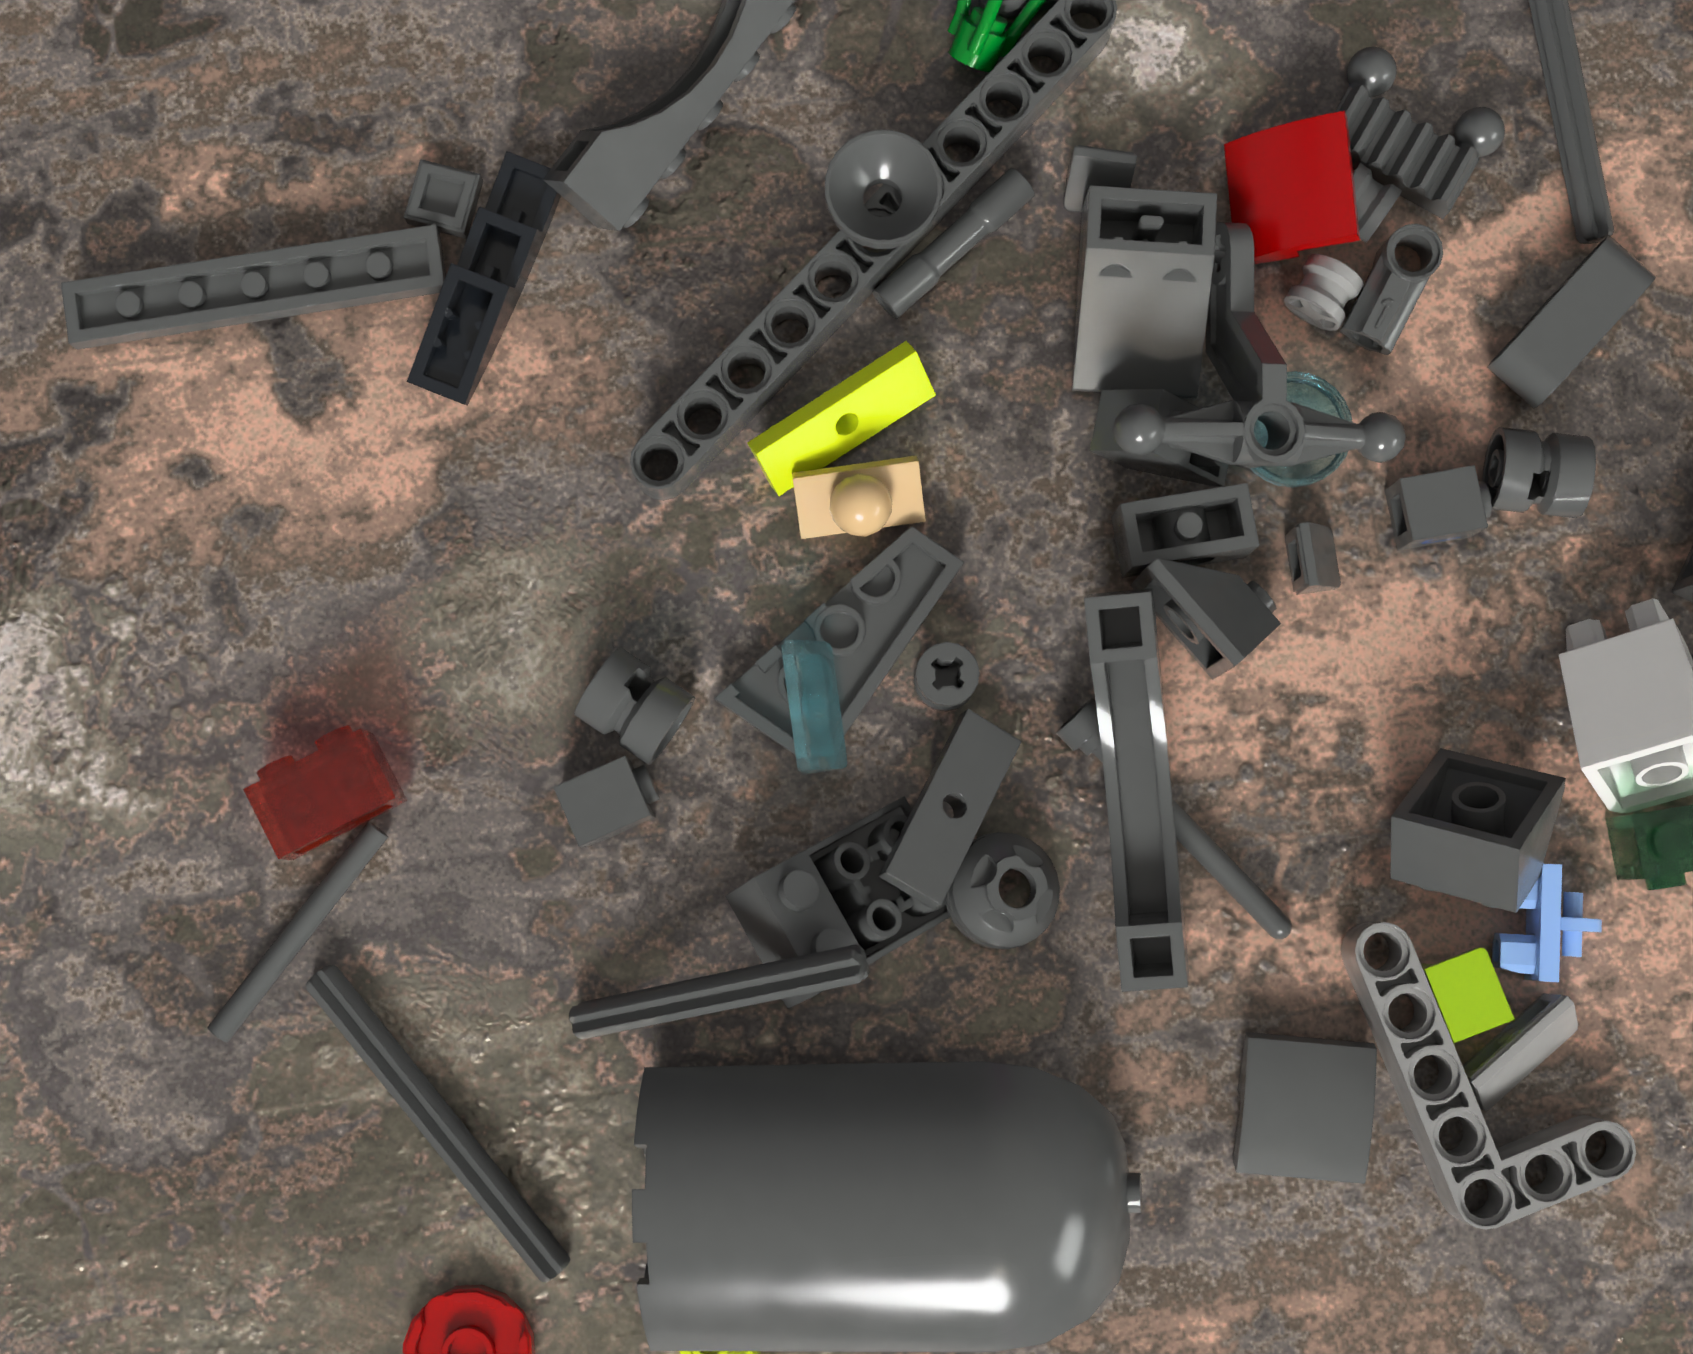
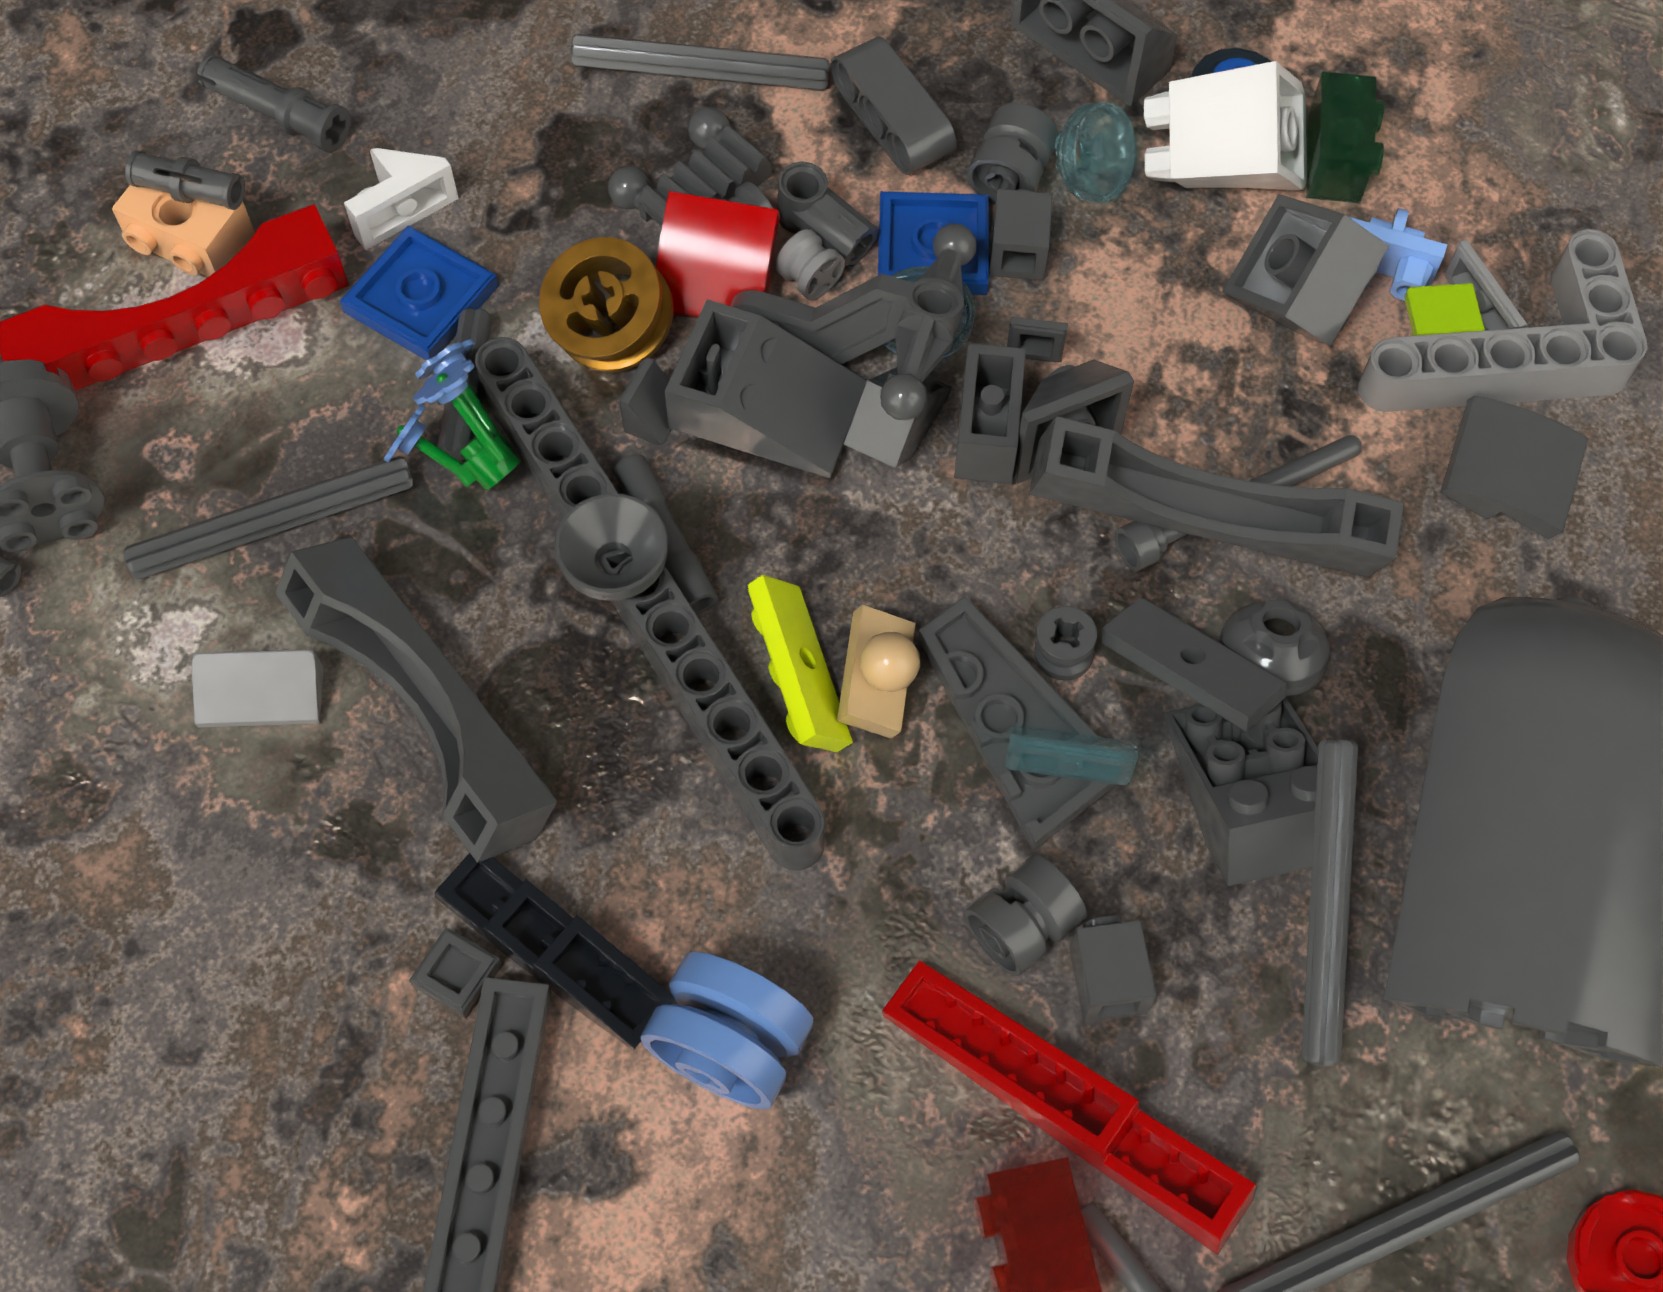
camera: 70 degrees left, 20 degrees down
(431, 457) = (727, 1030): none -> medium blue wheel
(471, 793) = (1073, 1106): none -> red slope
(1182, 64) = (574, 304): none -> pearl gold wheel
(1426, 398) = (911, 222): none -> blue tile
(1569, 579) = (1106, 152): none -> clear light blue piece

